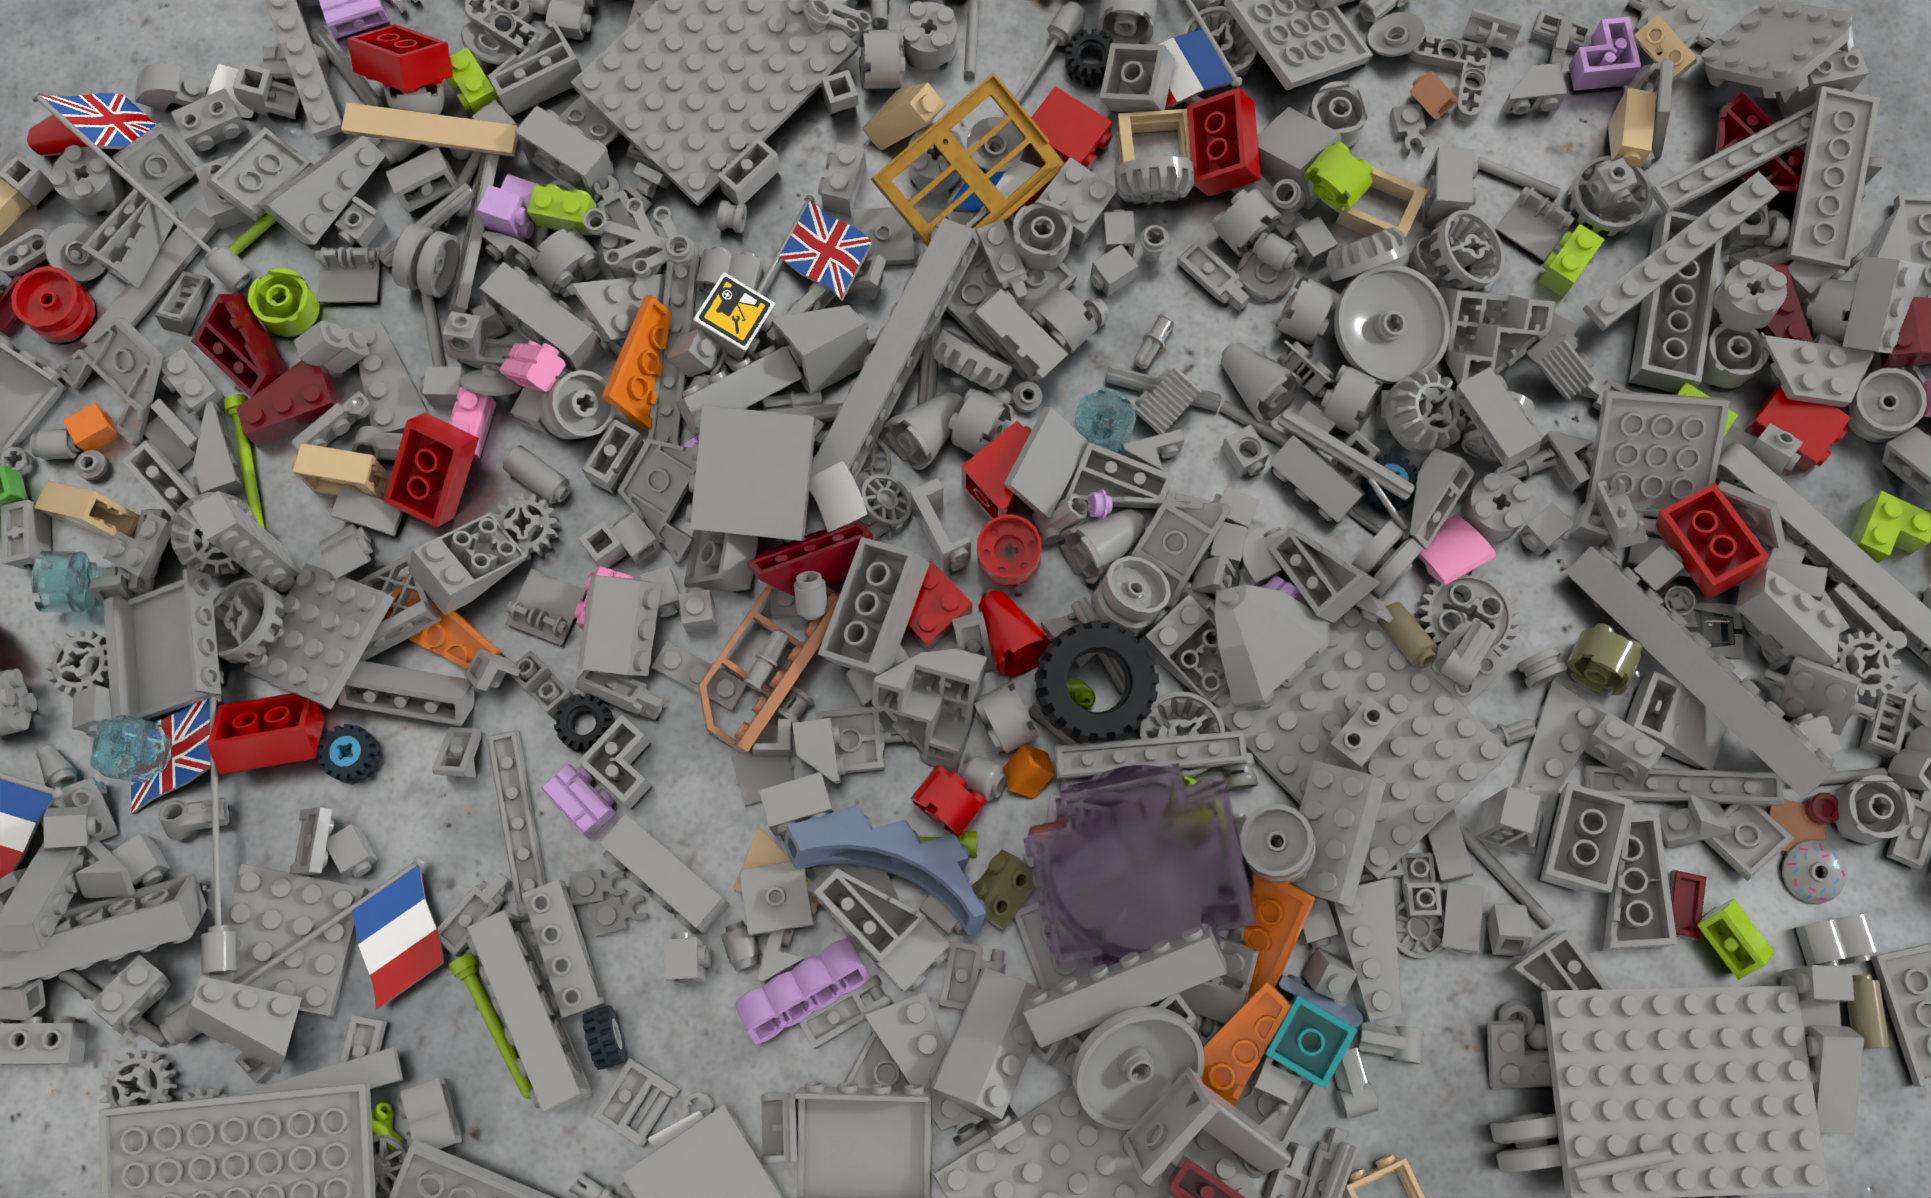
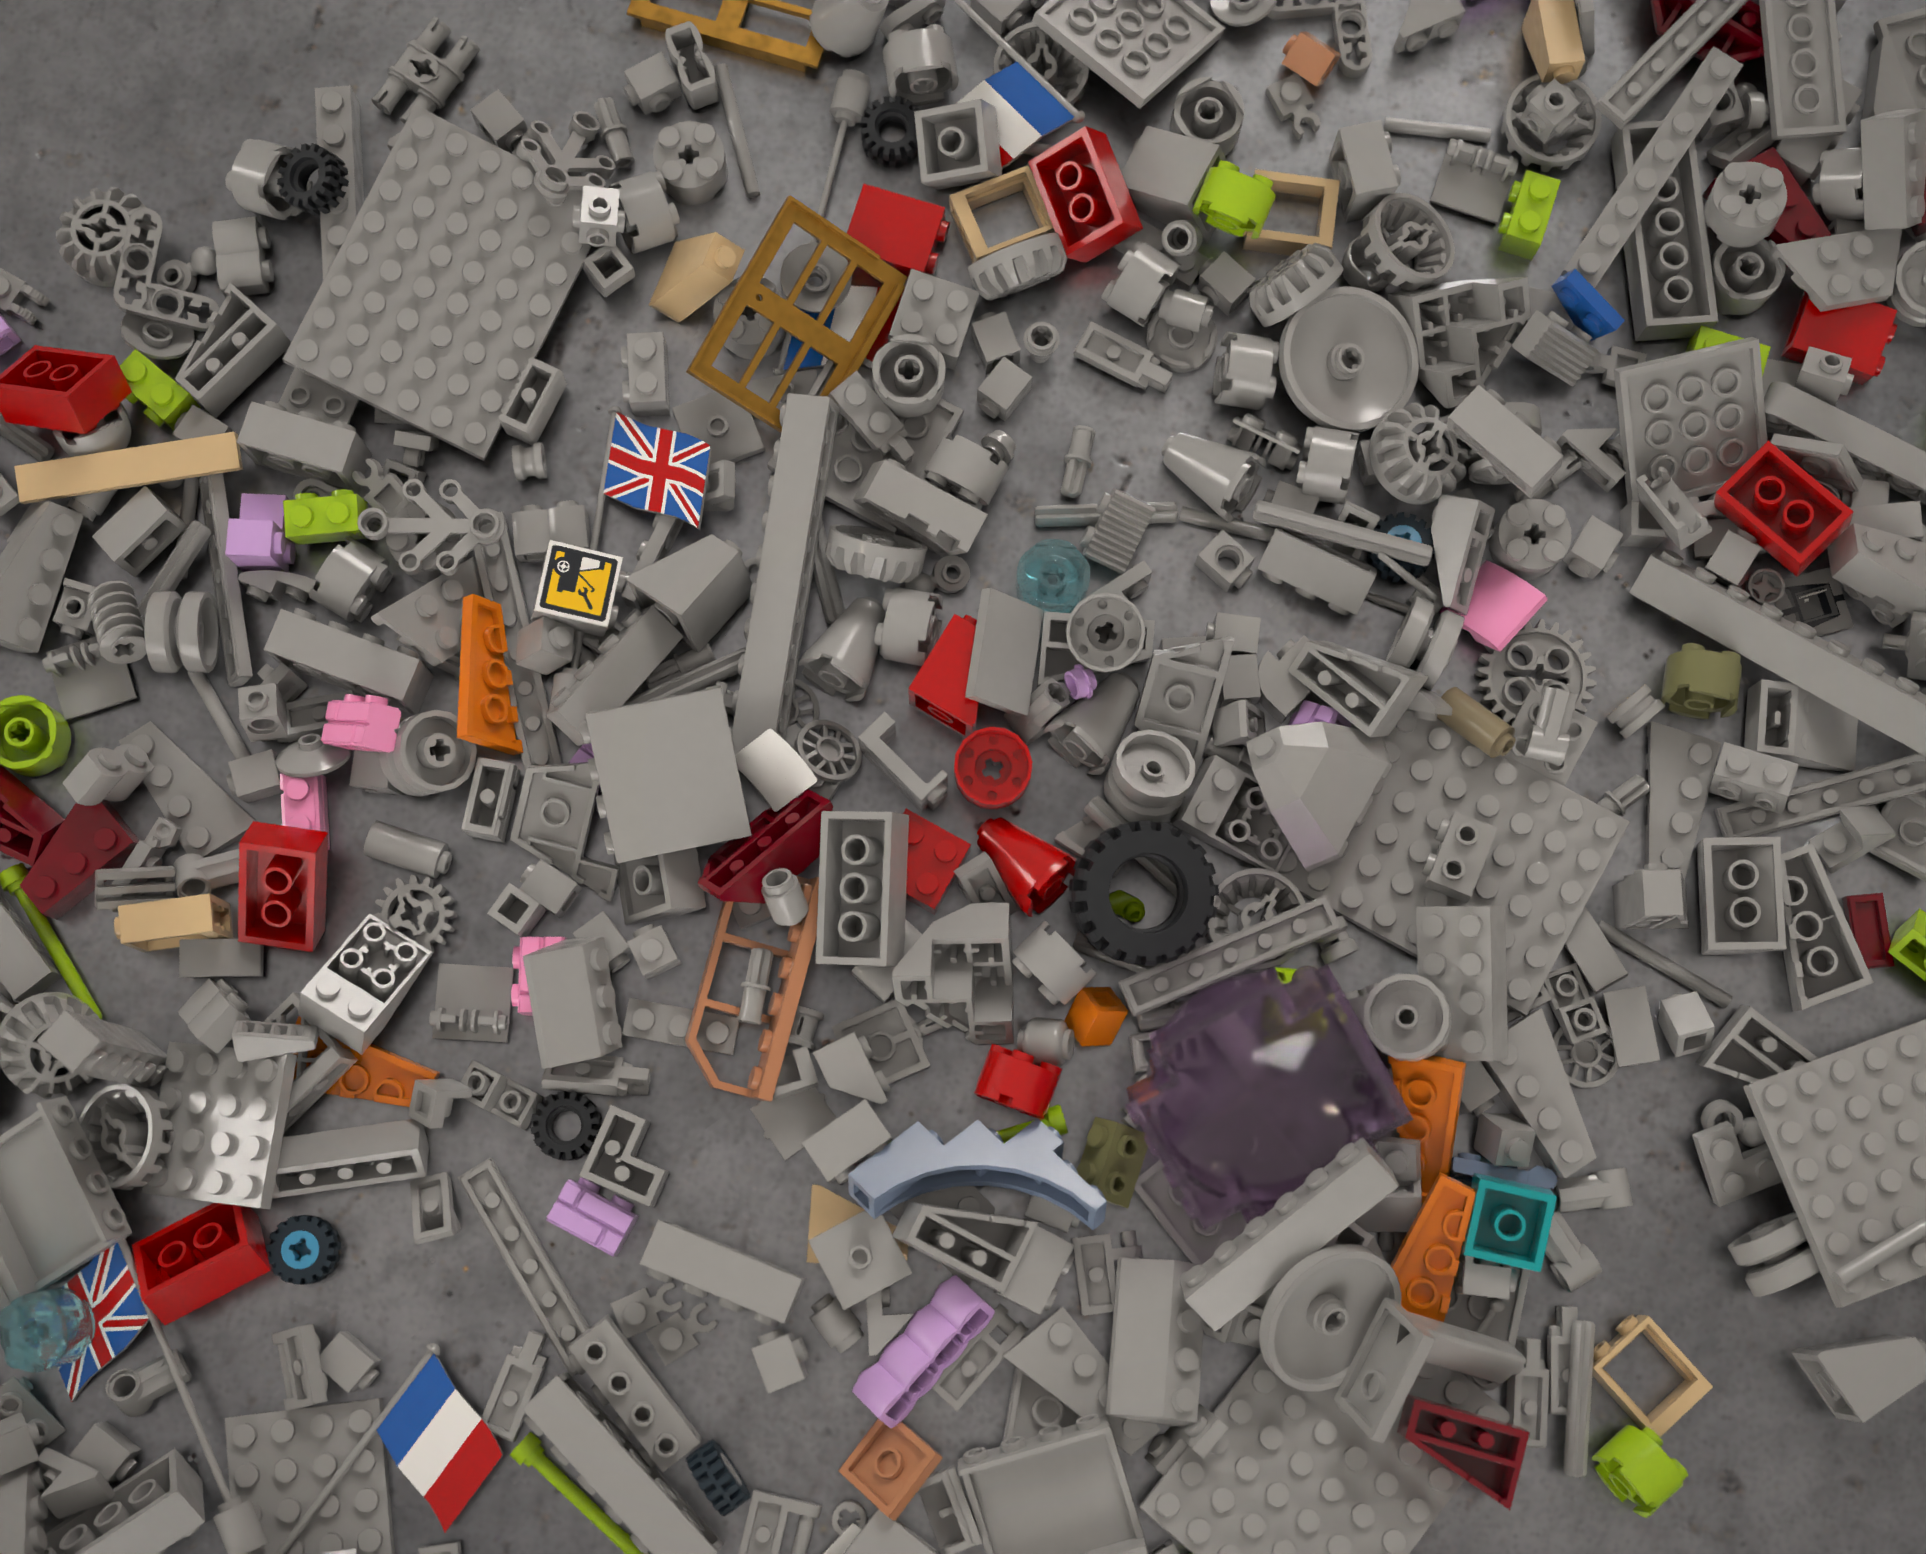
camera: 20 degrees left, 5 degrees up
(290, 439) = (167, 886): none -> light grey tile
(373, 578) = (268, 1039): none -> light grey slope
(379, 237) = (117, 622): none -> light grey piece
(744, 1074) = (890, 1466): none -> nougat plate
(843, 53) = (599, 216): none -> light grey brick
(1130, 451) = (1096, 612): none -> light grey wheel
(1596, 338) = (1585, 305): none -> blue wing

